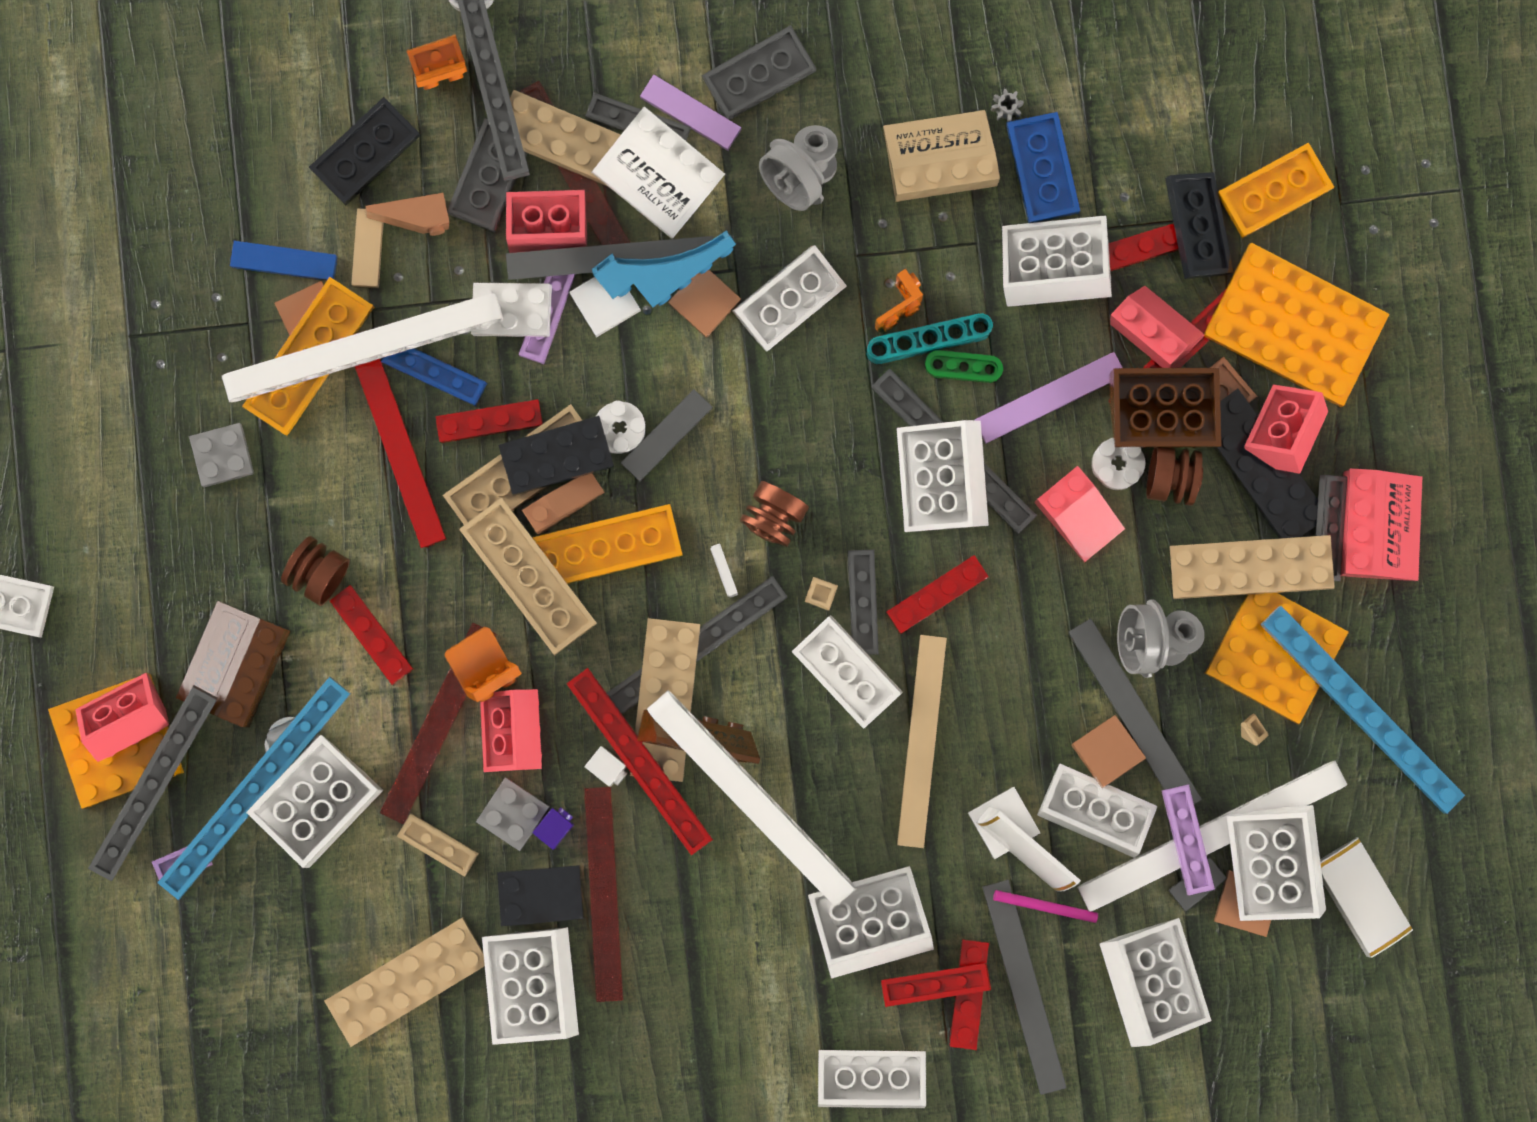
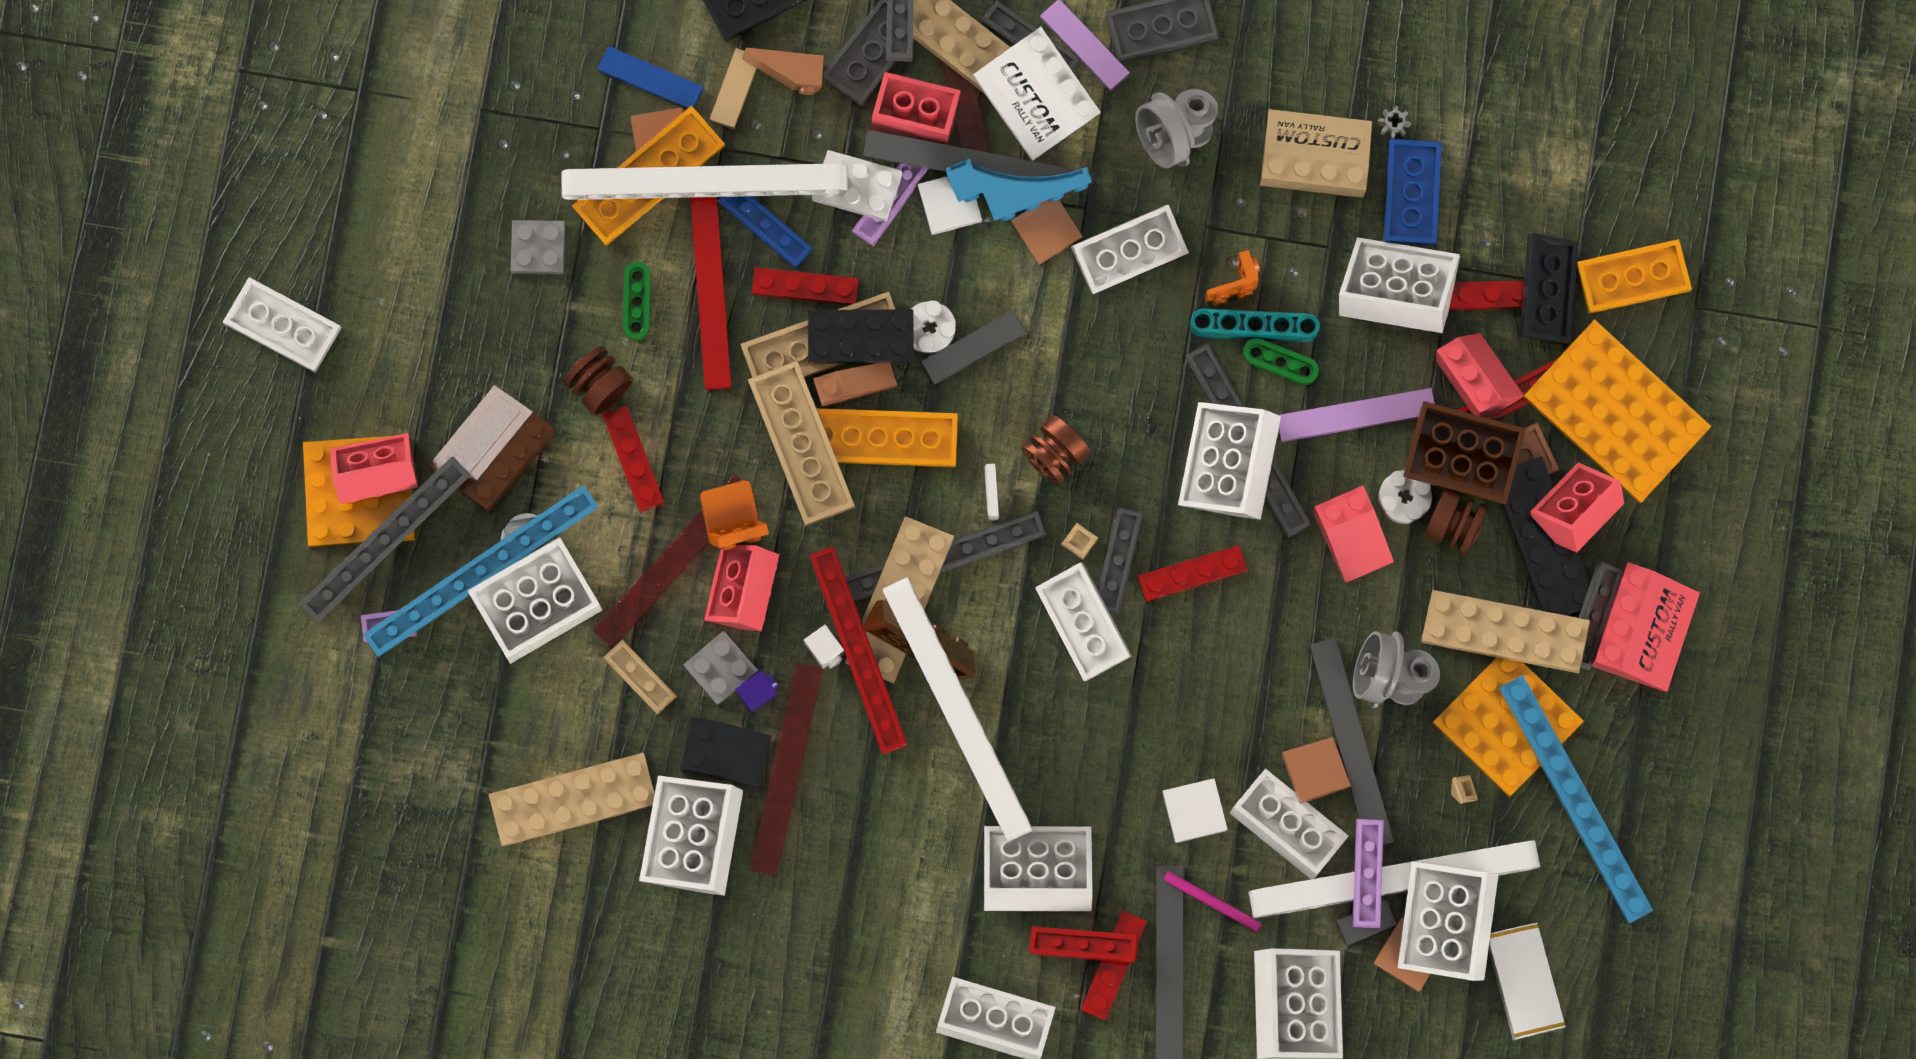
camera: 15 degrees right, 5 degrees down
(326, 471) = (636, 290): none -> green plate
(921, 741) = (1137, 710): tan tile -> none
(1027, 850) = (1209, 839): white slope -> none

